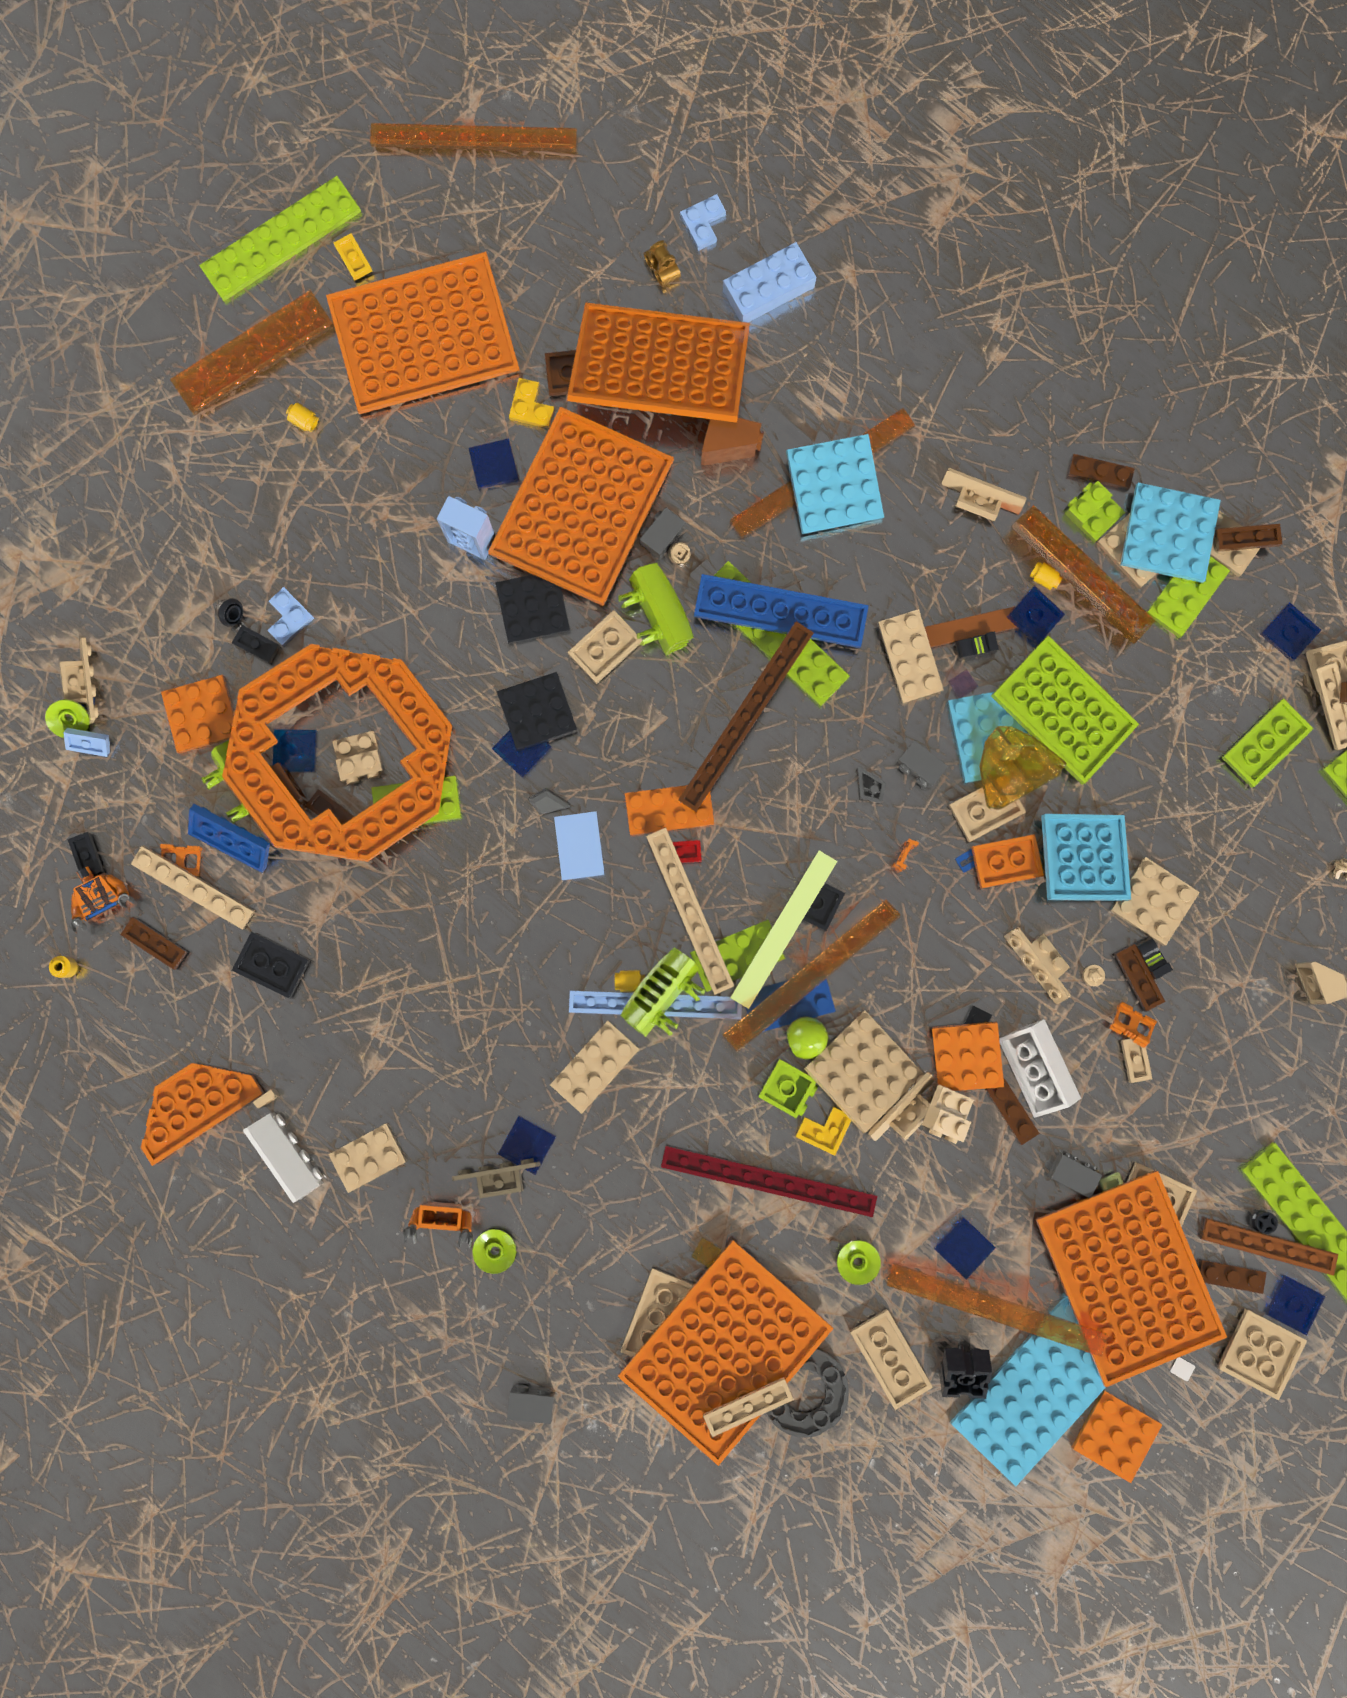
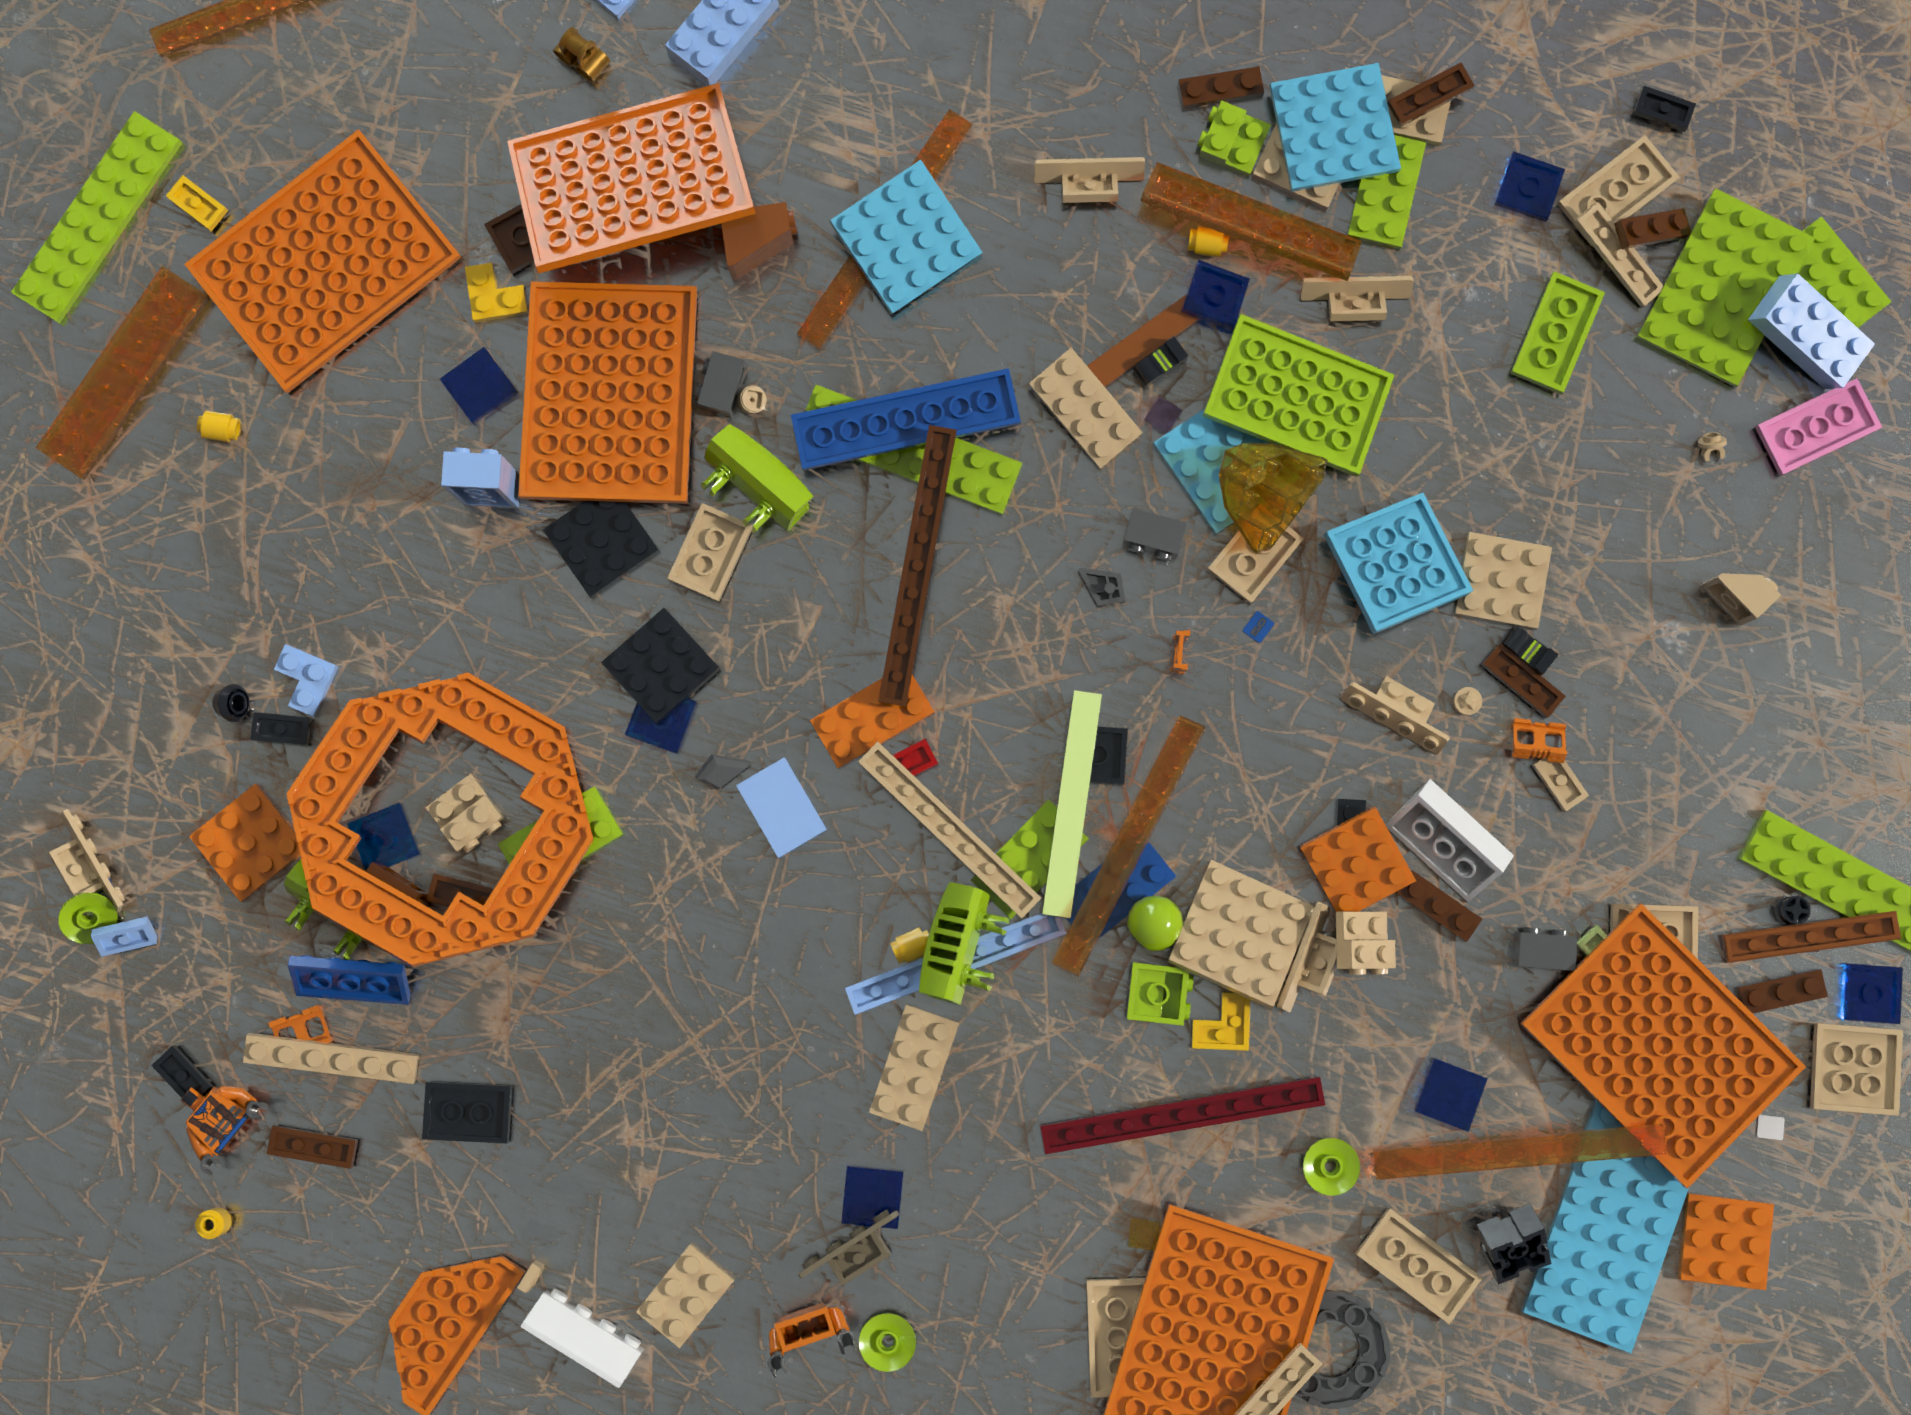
camera: 20 degrees left, 0 degrees up
(1007, 861) = (1306, 607): orange plate -> none
(1136, 658) = (1359, 297): none -> tan bracket

